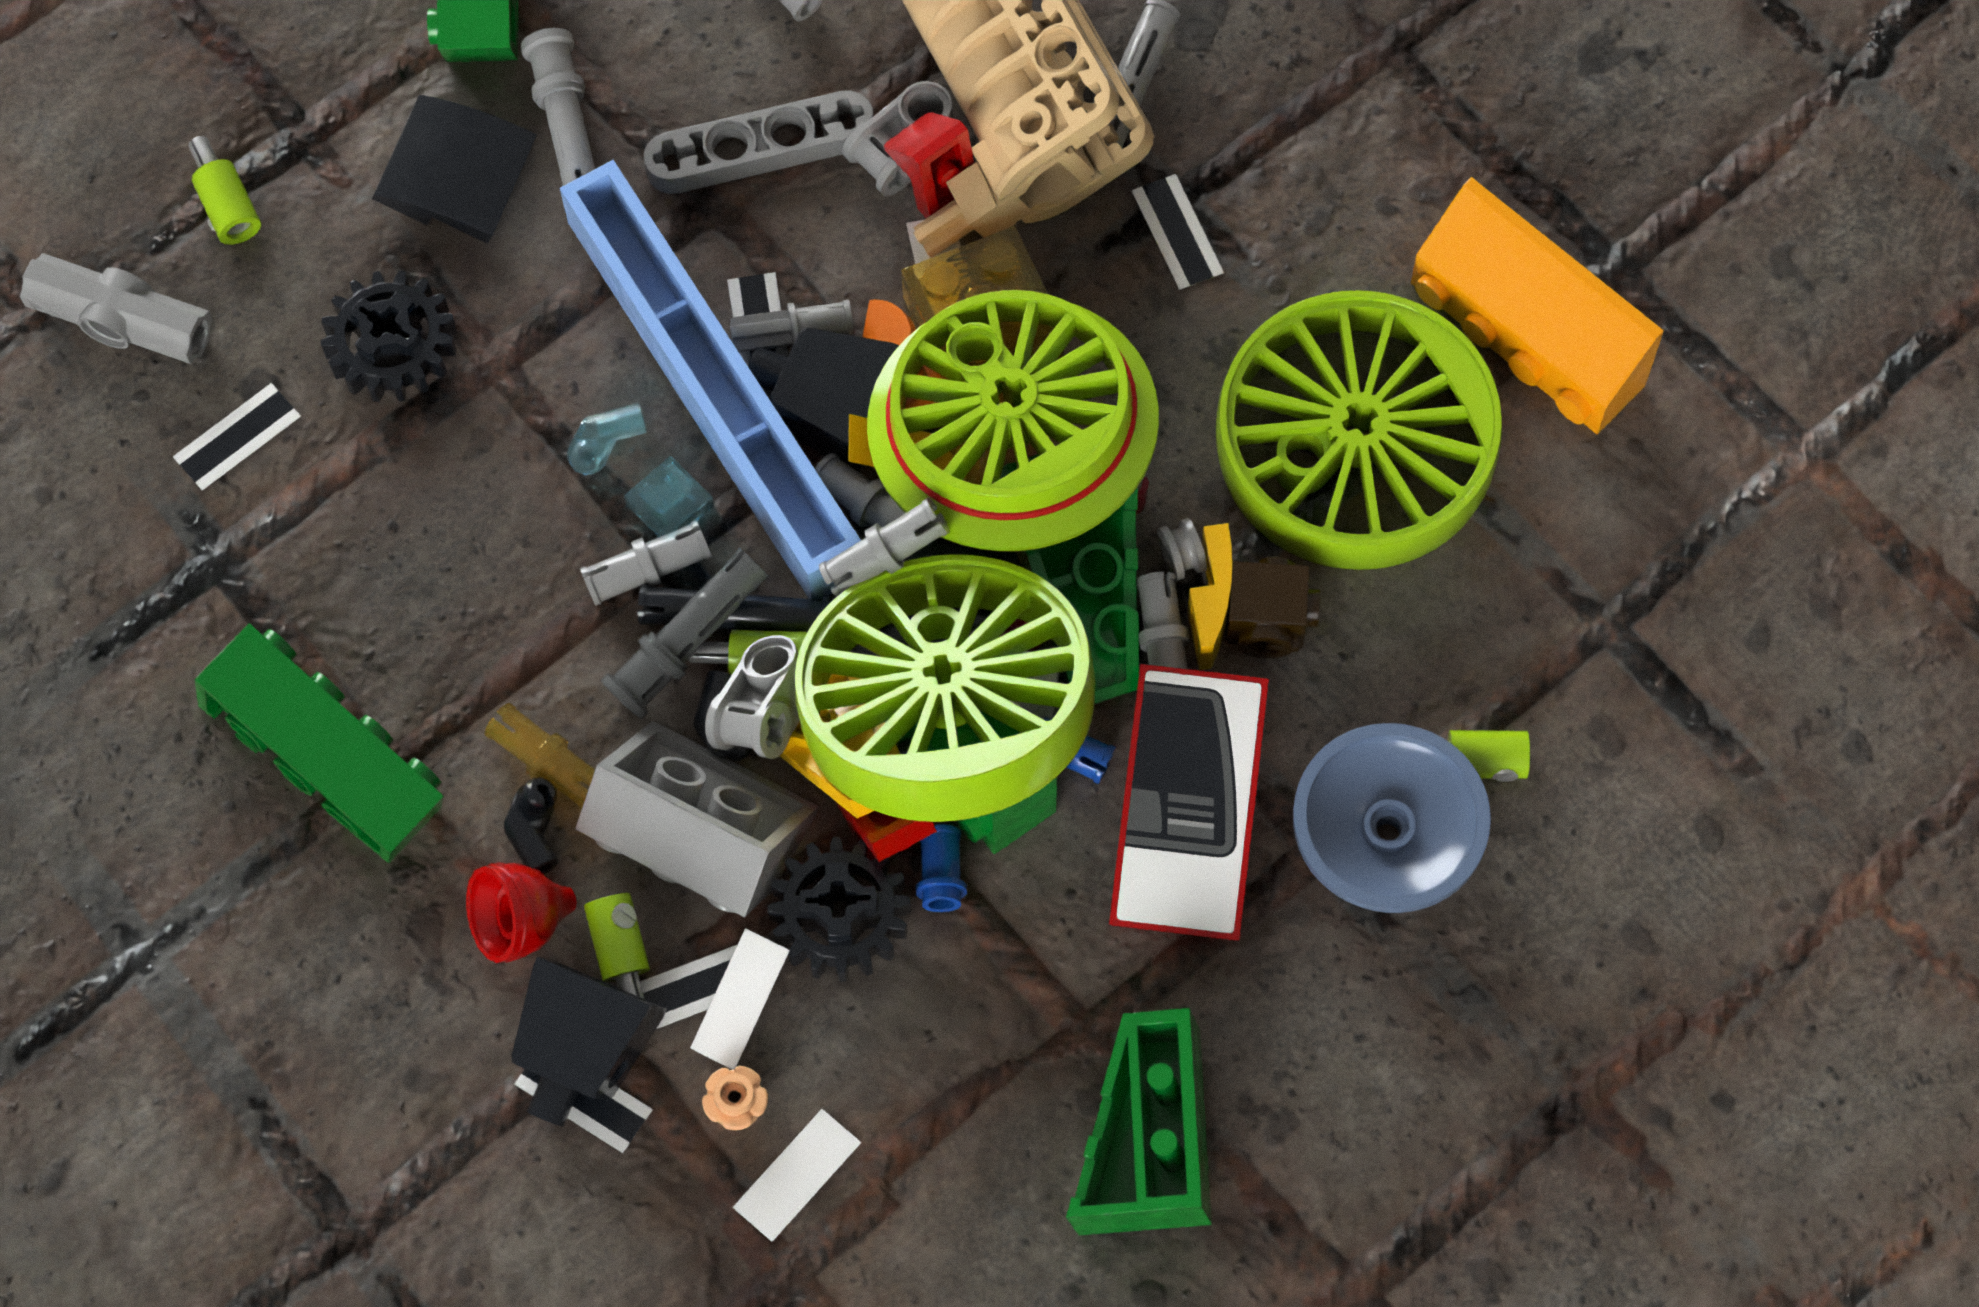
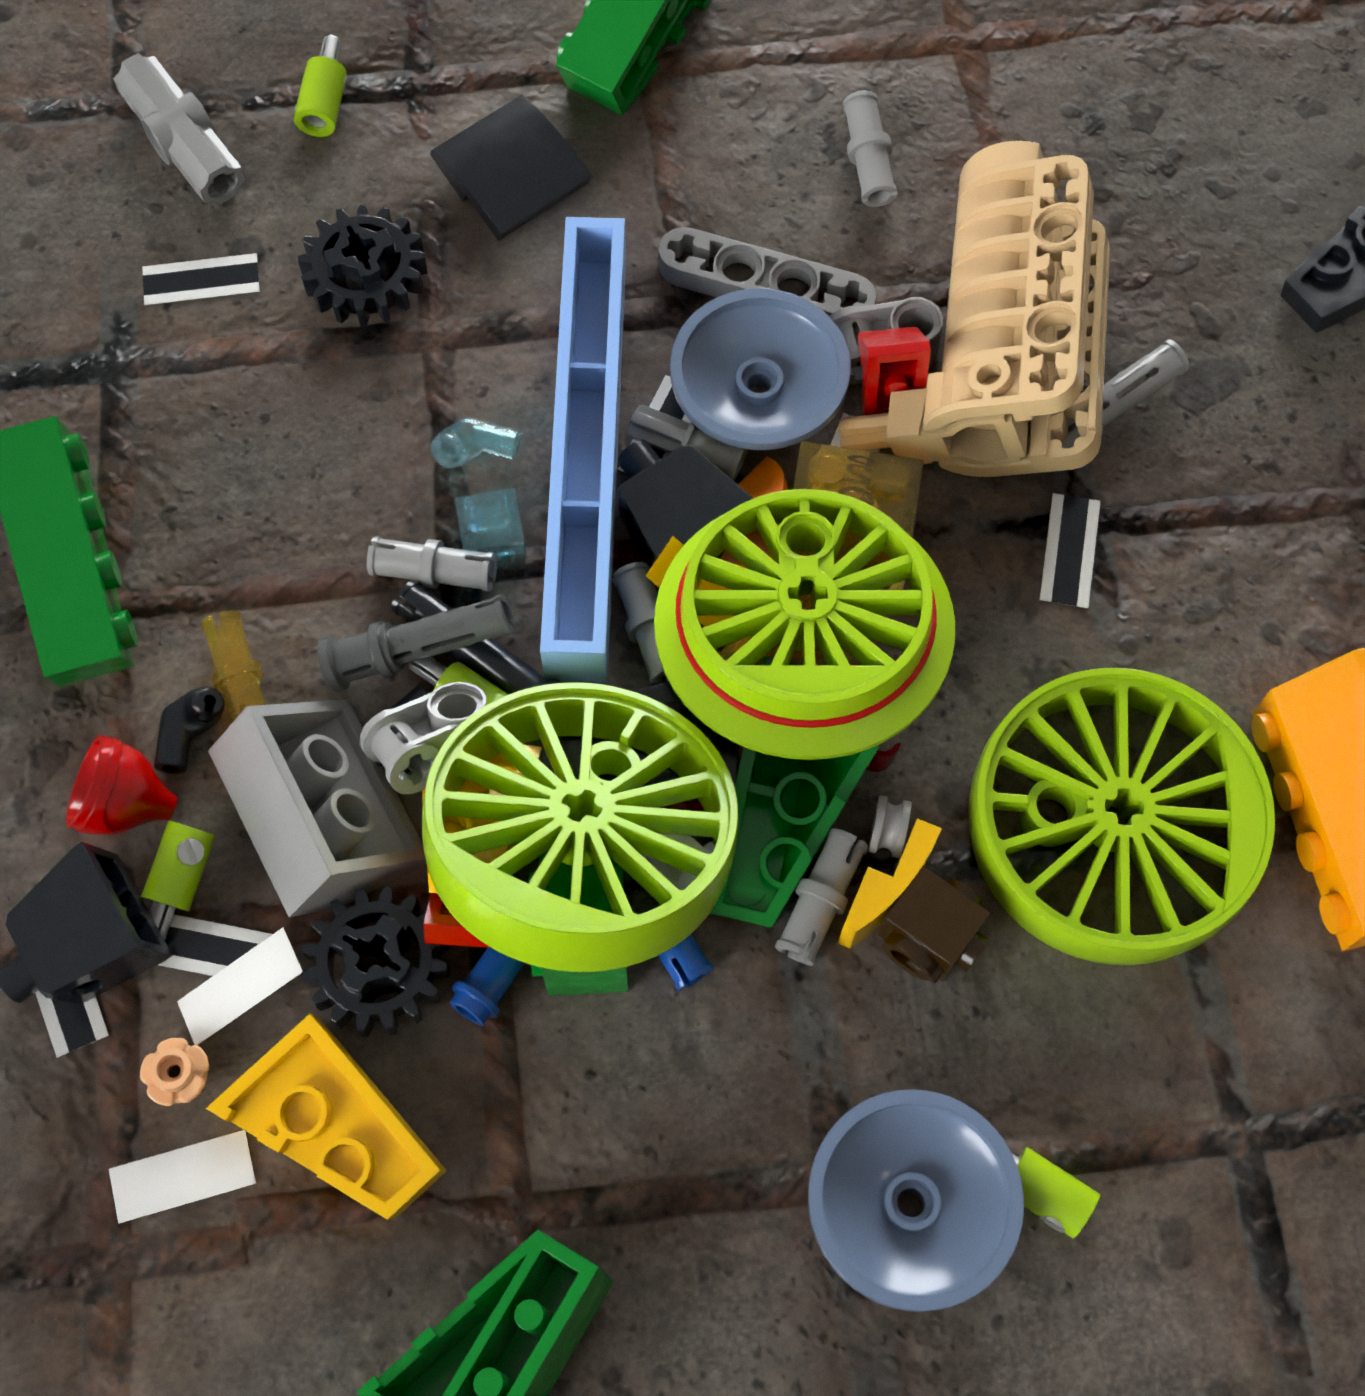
camera: 30 degrees right, 0 degrees up
(559, 92) = (631, 153): light grey pin -> none
(814, 196) = (765, 342): none -> sand blue dish
(885, 547) = (615, 666): light grey pin -> none
(890, 1051) = (332, 1119): none -> yellow wing
(1189, 802) = (742, 1062): slope -> none

